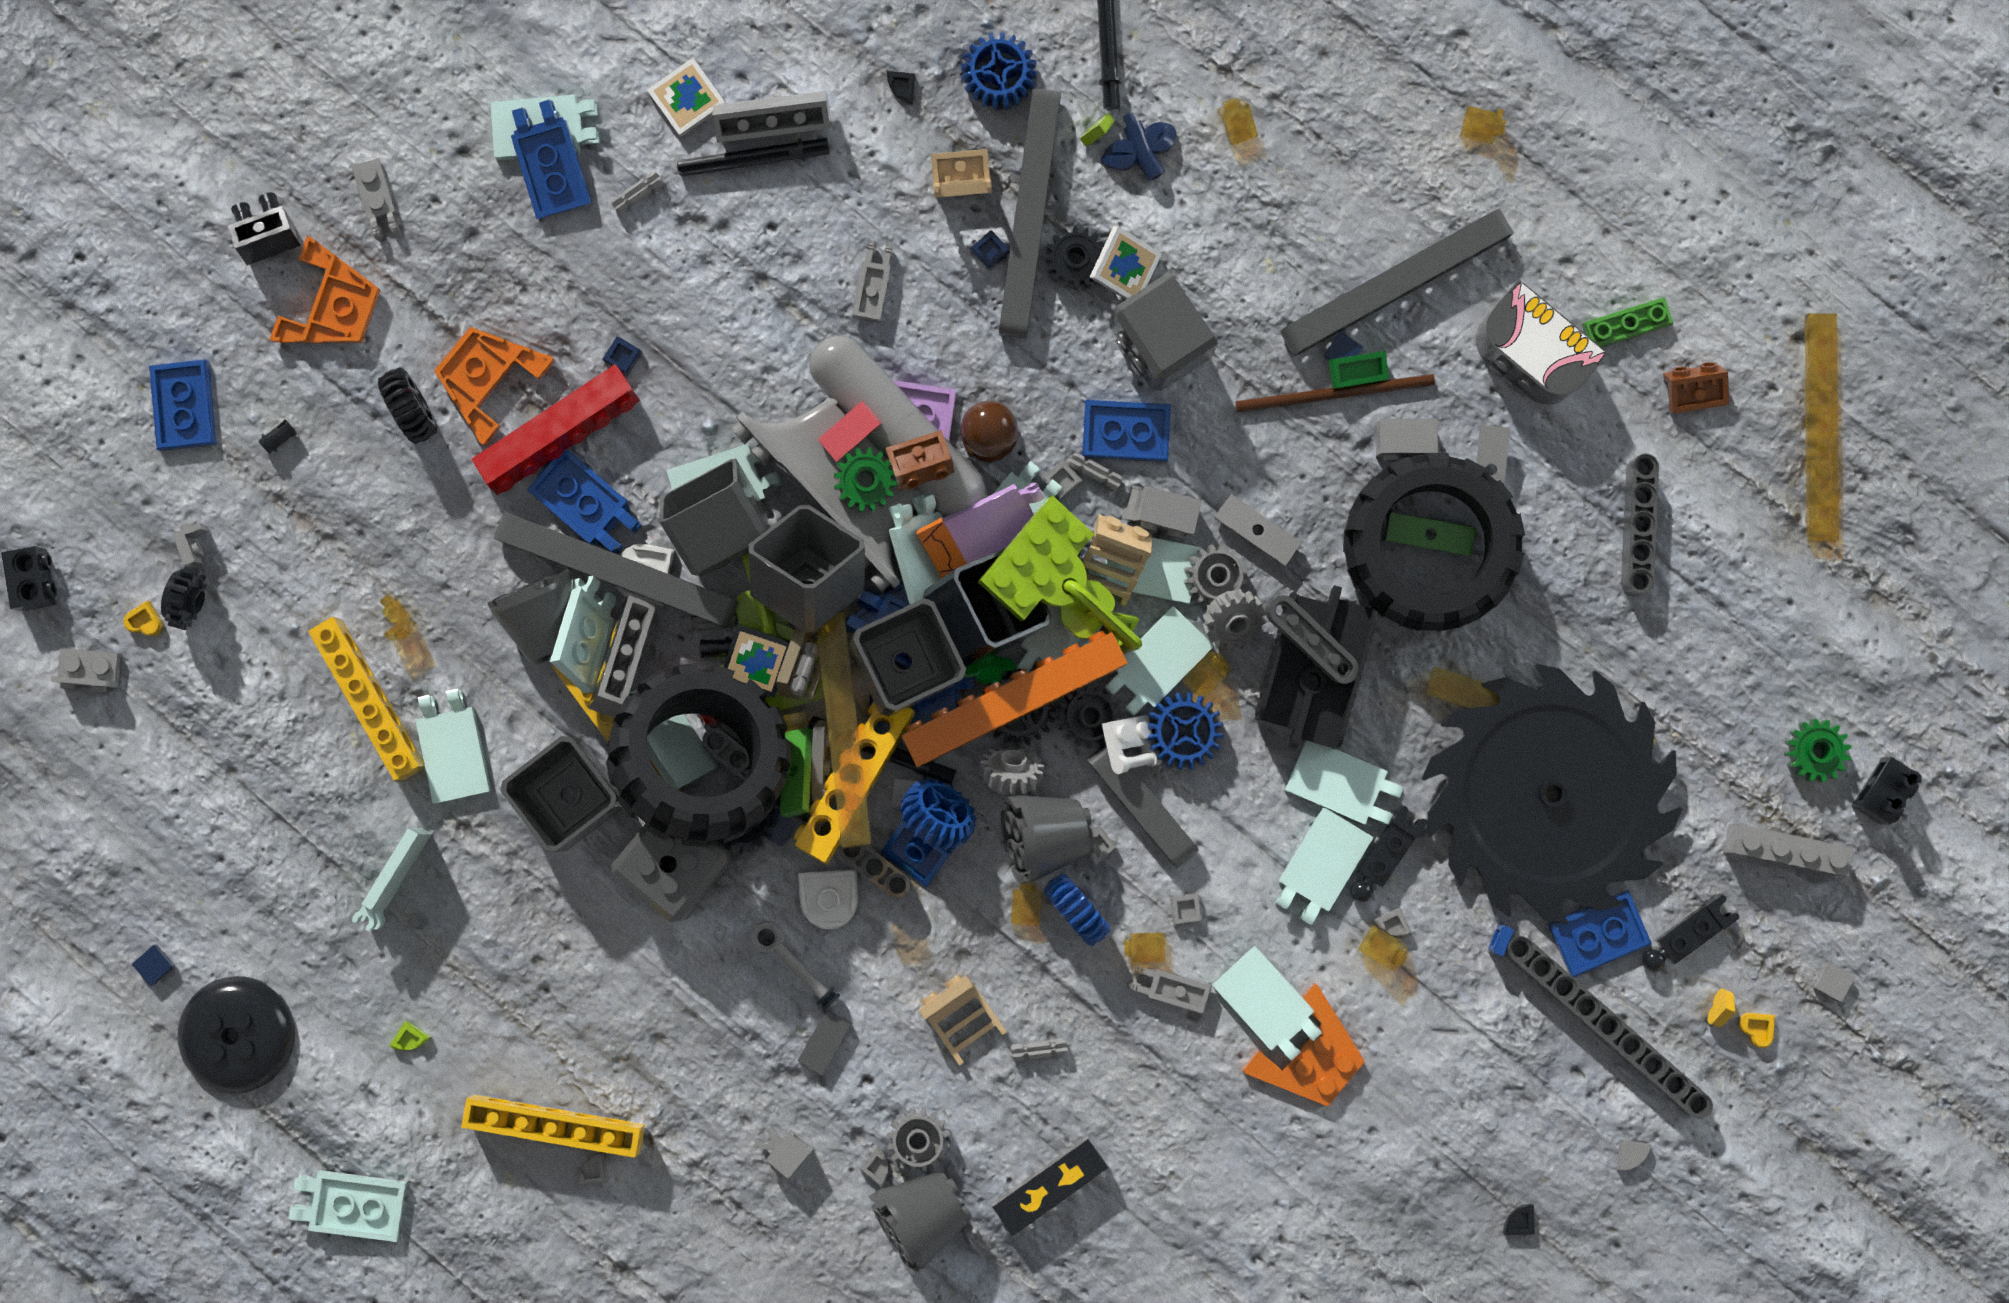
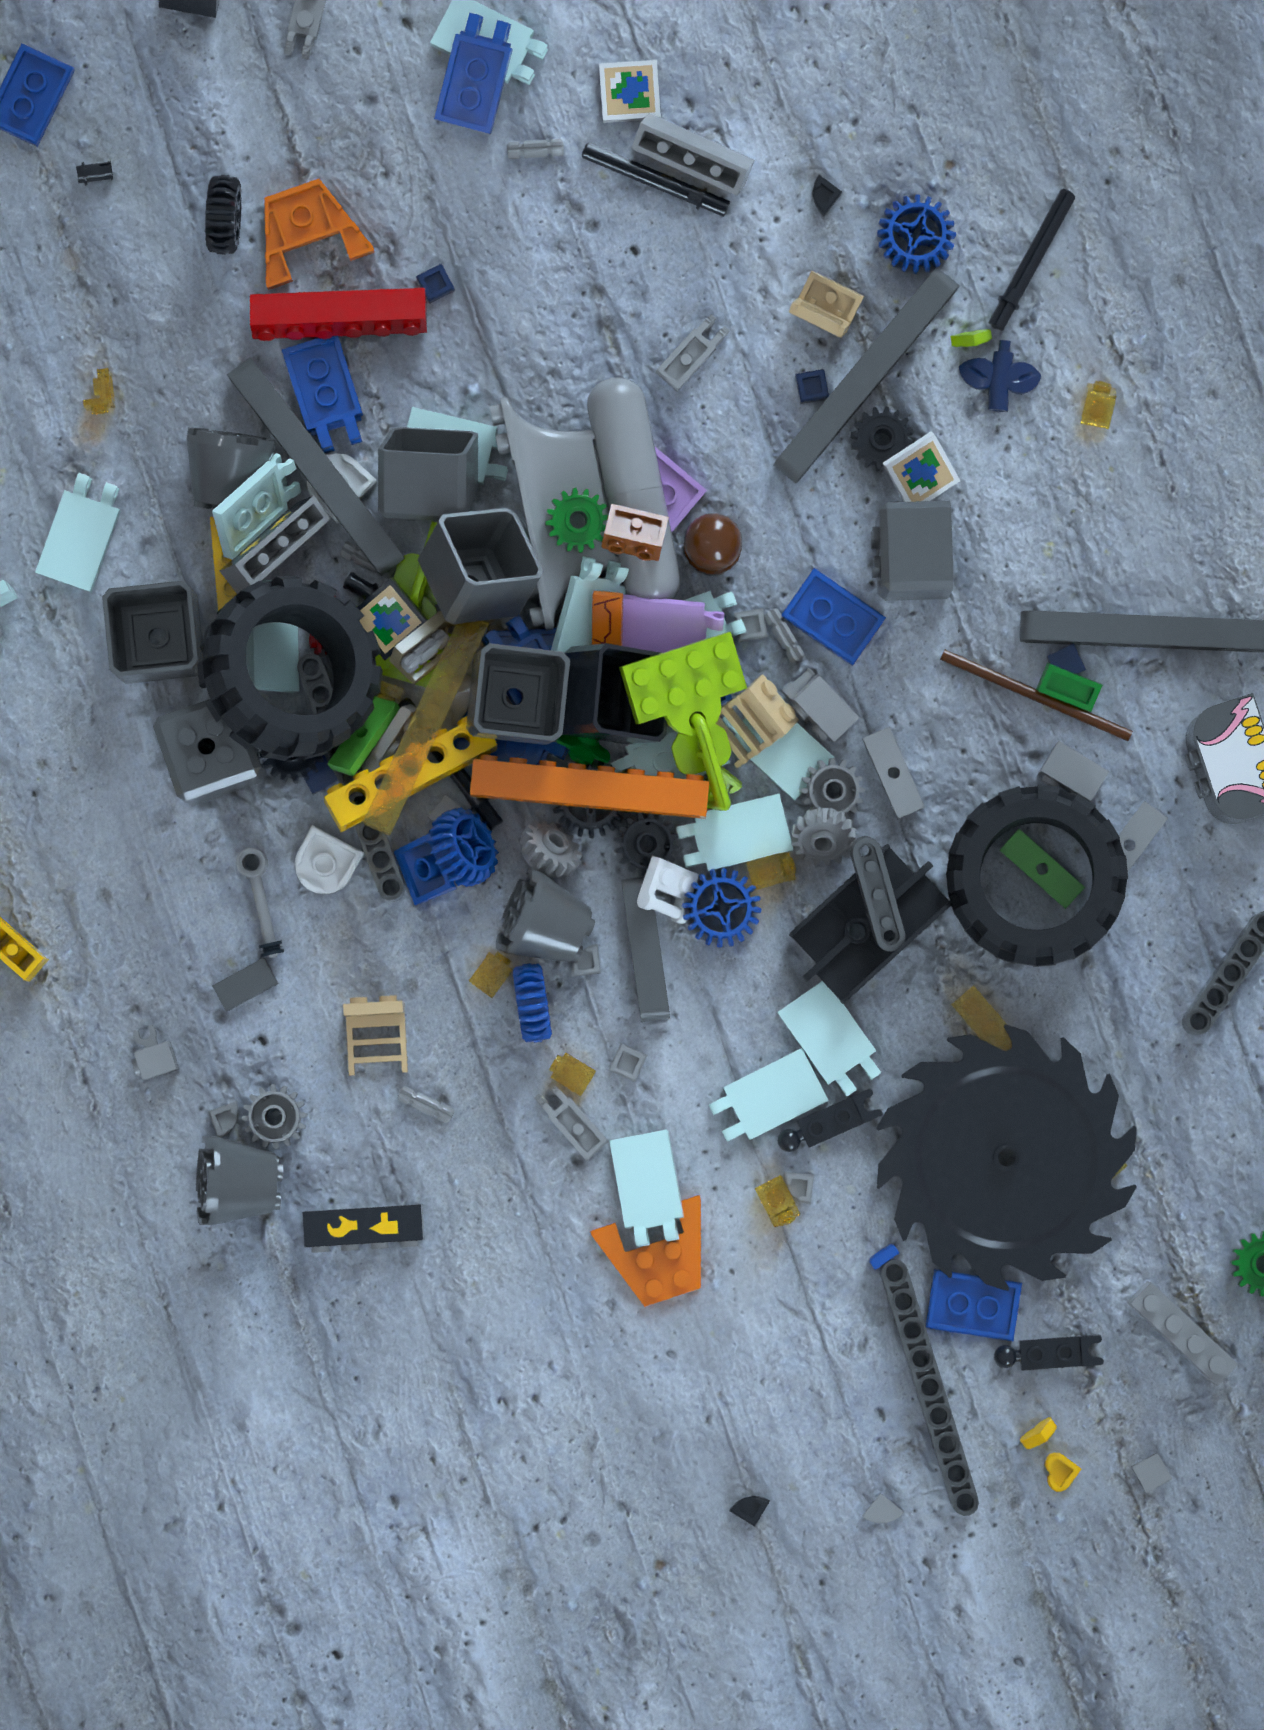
camera: 30 degrees right, 0 degrees up
(341, 305) = (219, 91): orange wing -> none
(367, 699) = (34, 447): yellow brick -> none
(849, 431) = (589, 470): coral tile -> none

